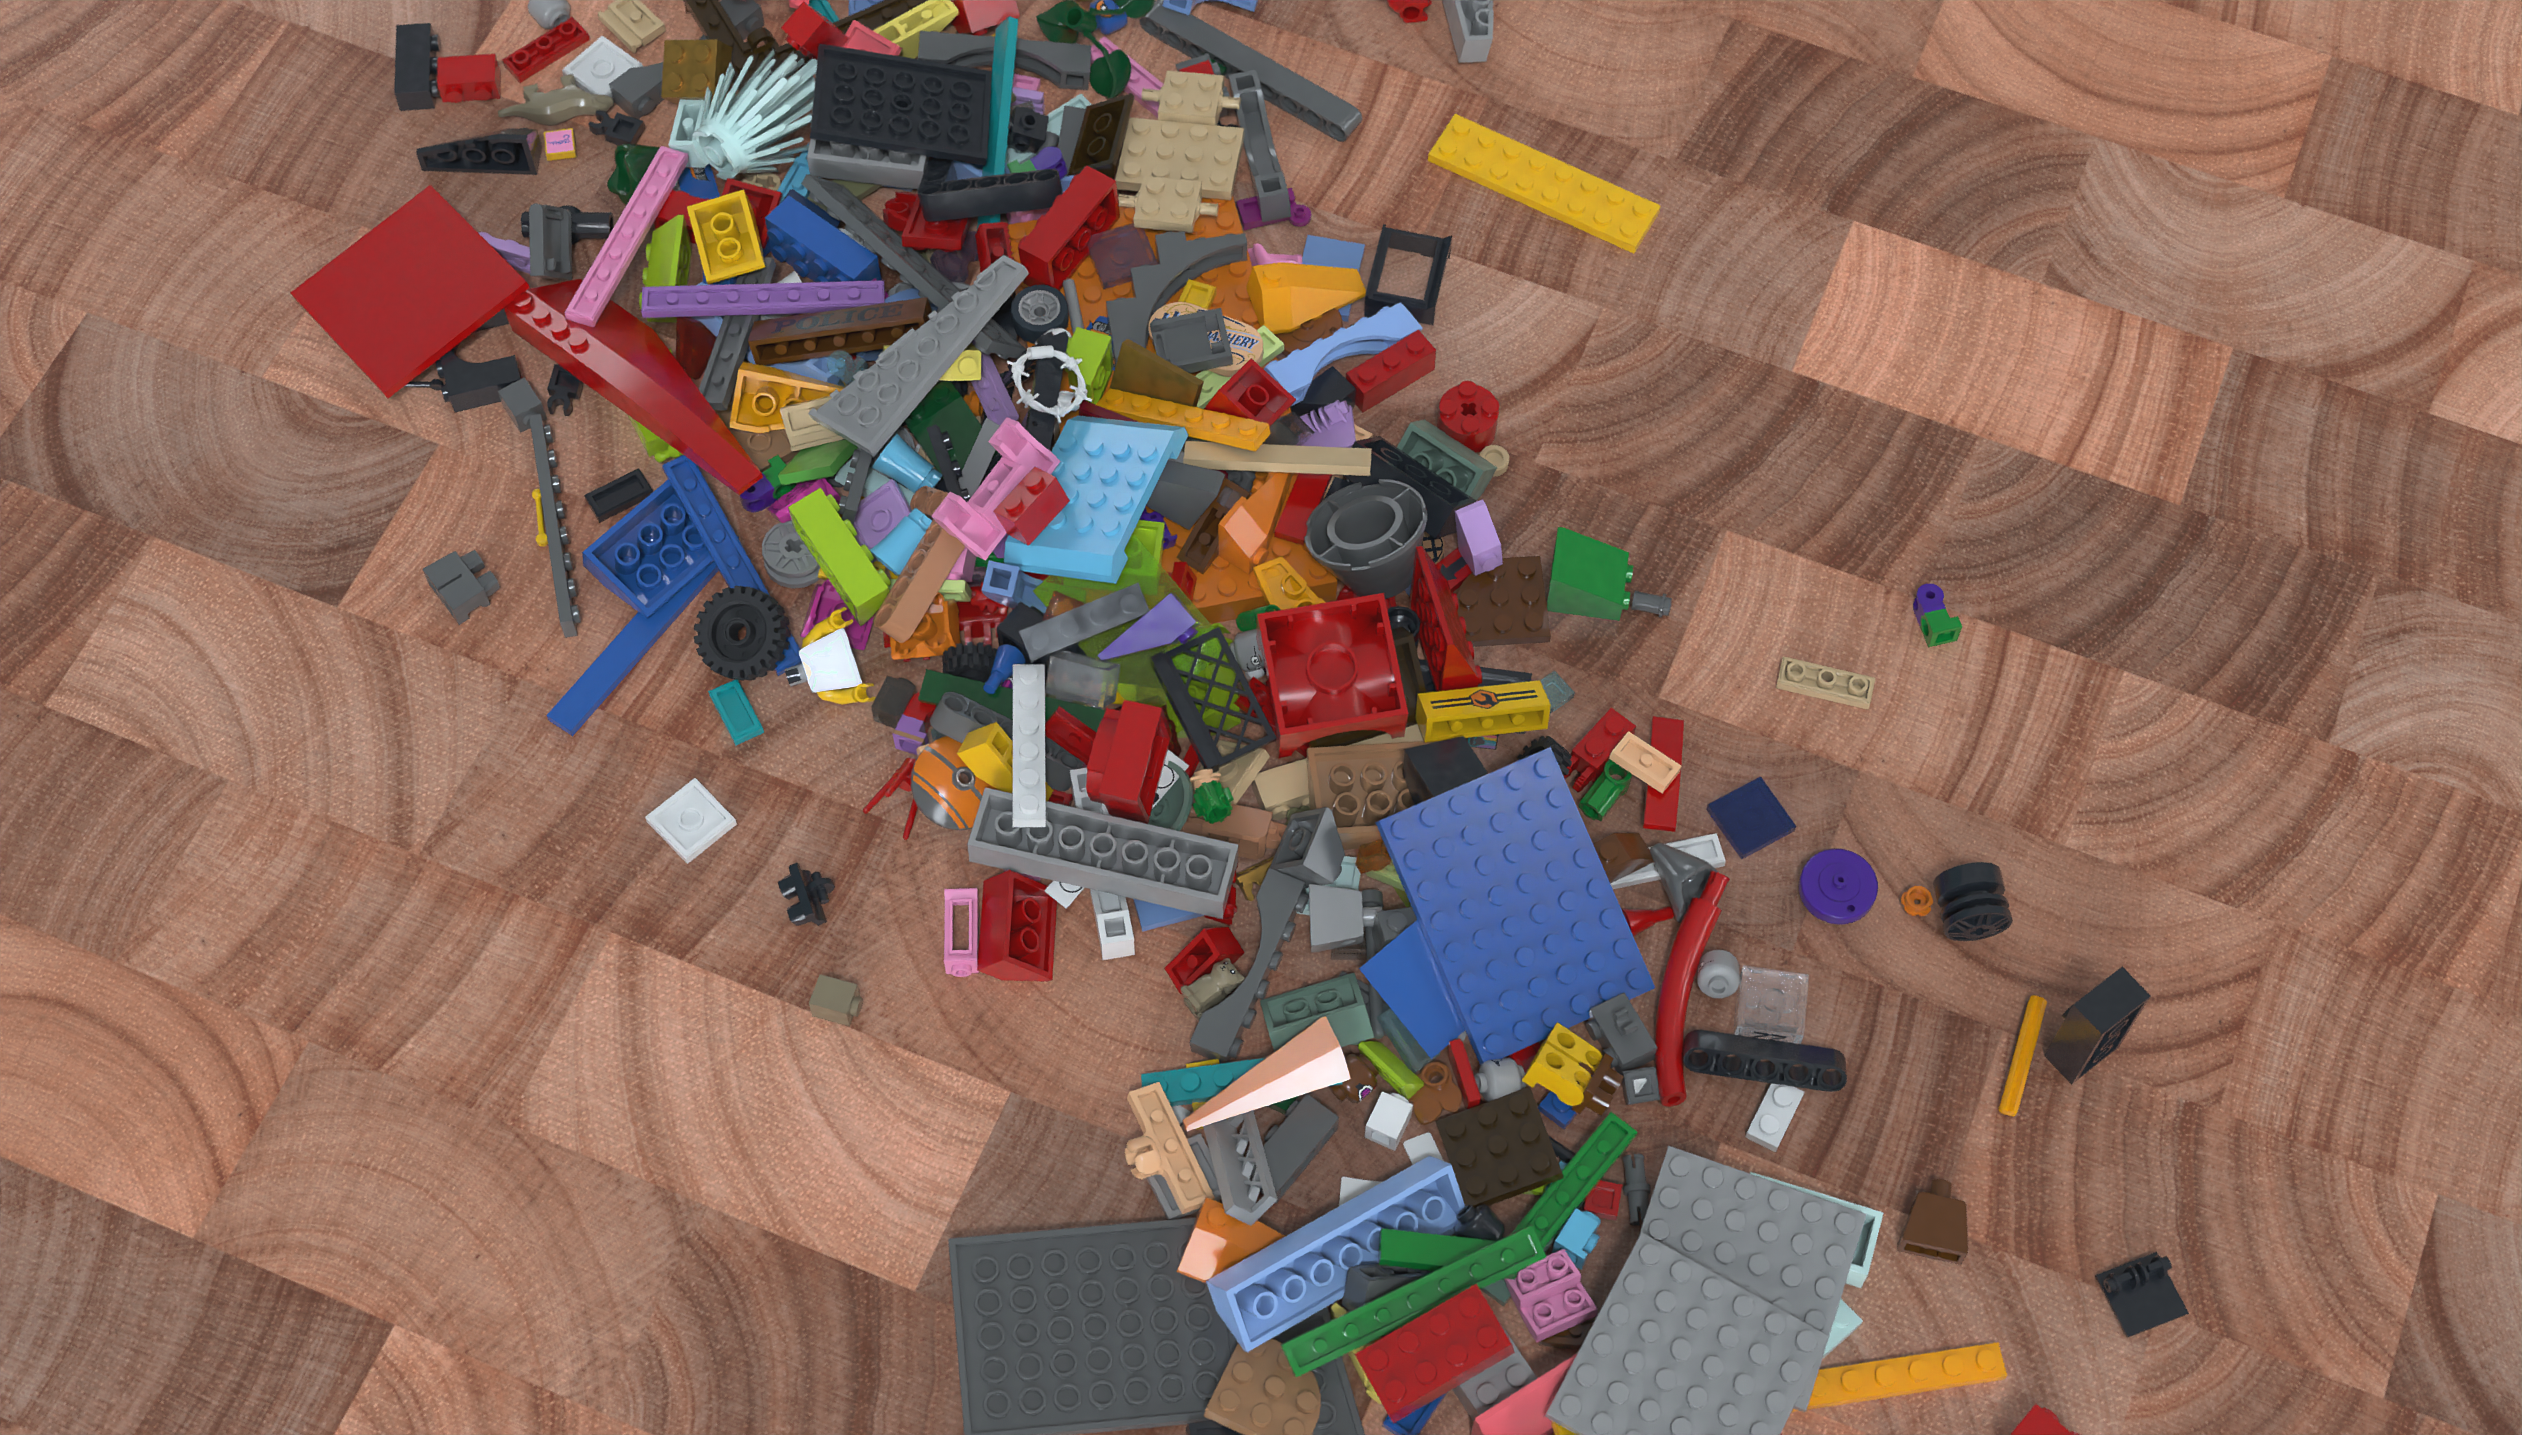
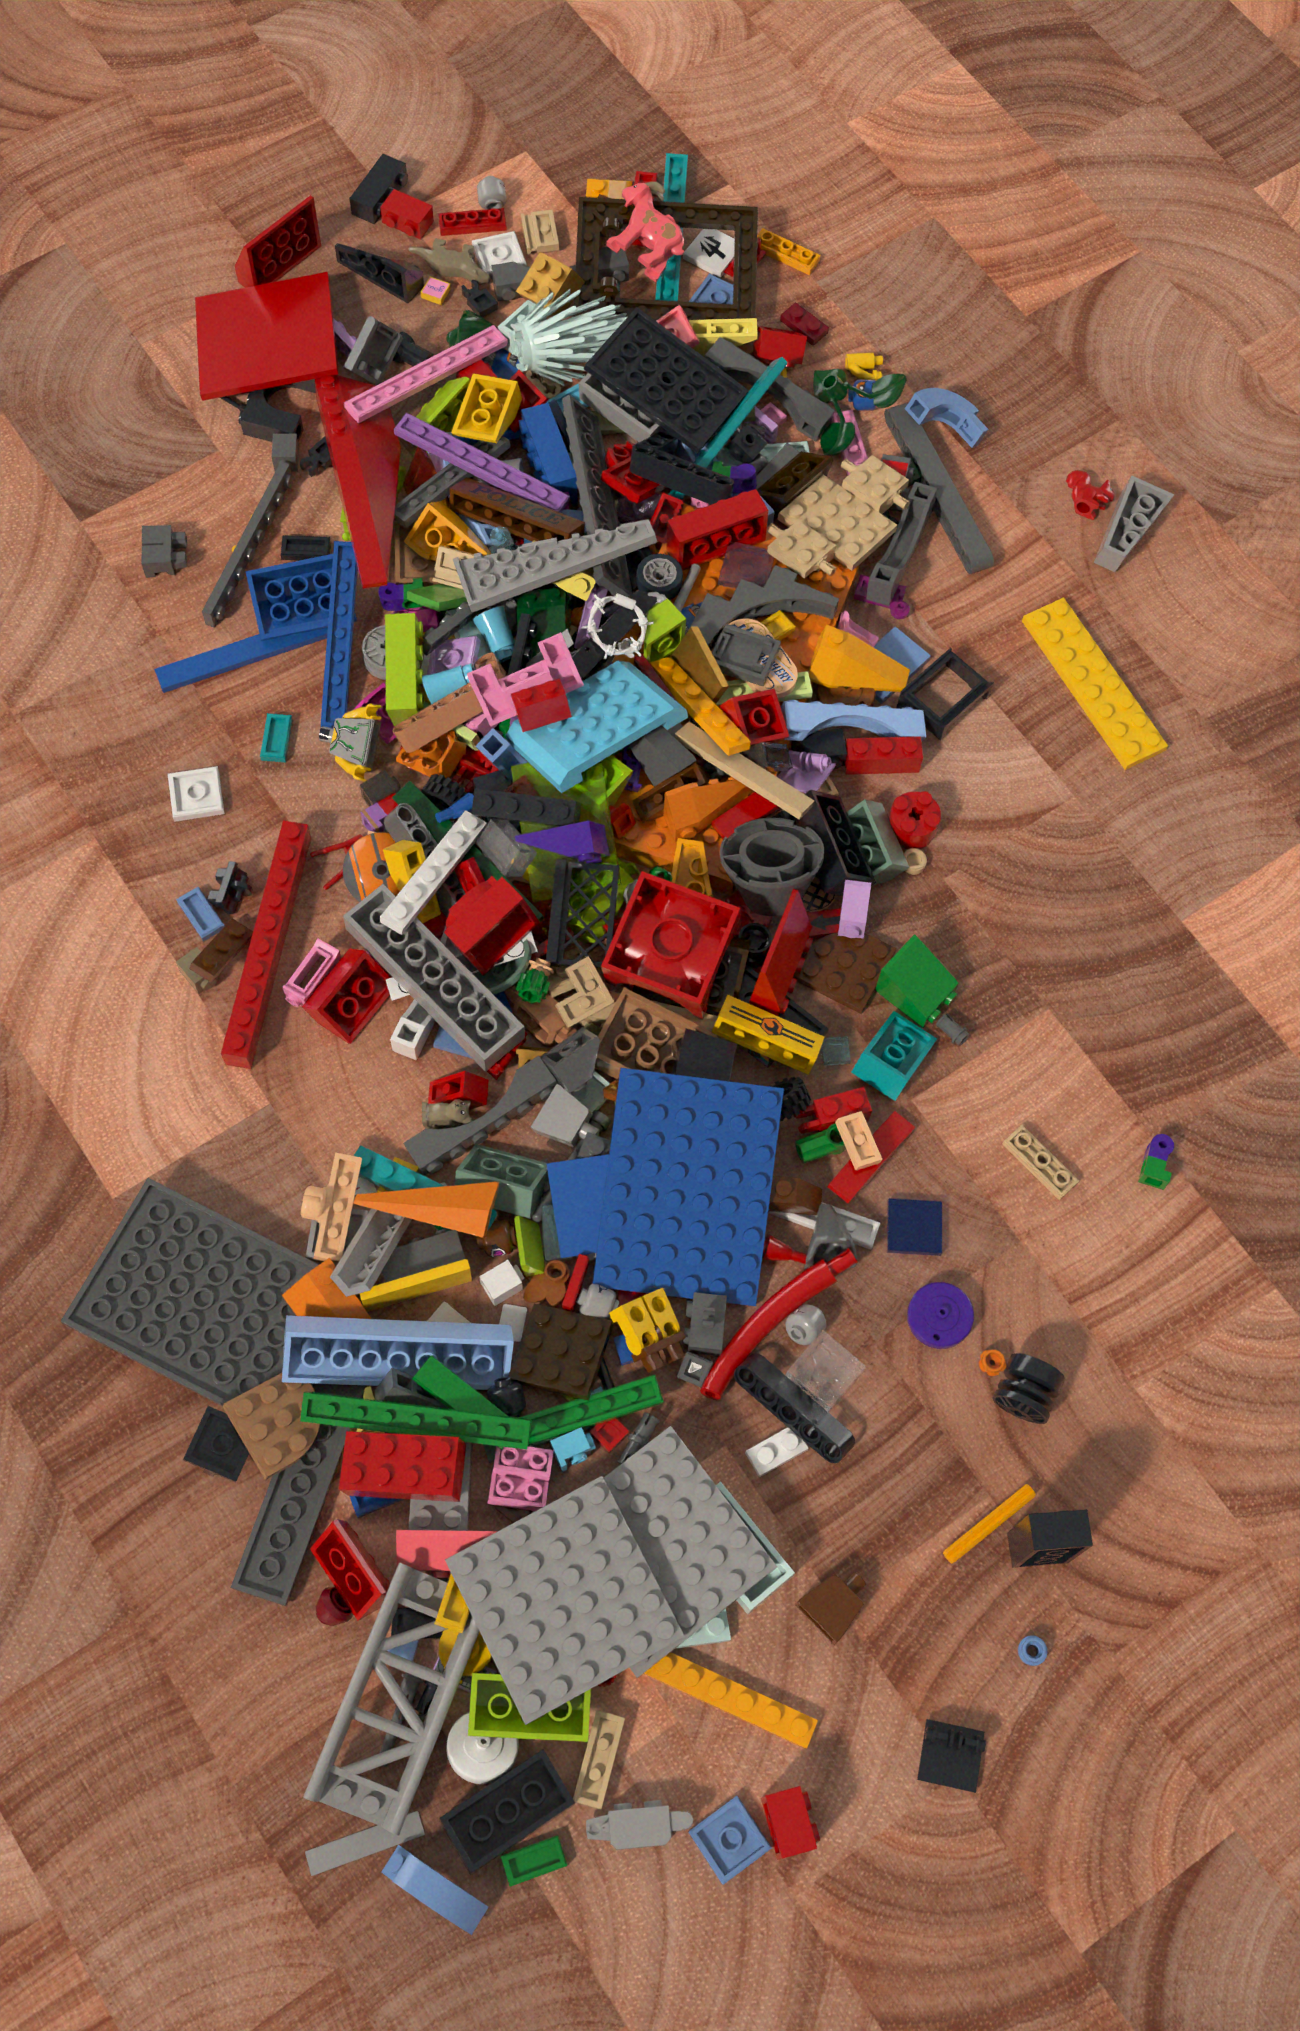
camera: 30 degrees right, 5 degrees up
(355, 188) = (280, 246): none -> red slope
(763, 640) = (312, 669): black wheel -> none
(790, 942) = (200, 913): none -> medium blue tile
(809, 28) = (636, 291): red brick -> none
(849, 962) = (221, 950): none -> reddish brown plate
(891, 930) = (266, 945): none -> red brick
(1277, 778) = (590, 994): none -> tan plate
(1311, 1171) = (416, 1285): none -> yellow tile
(1614, 663) = (893, 1055): none -> teal slope
(2152, 1142) = (1041, 1649): none -> medium blue plate

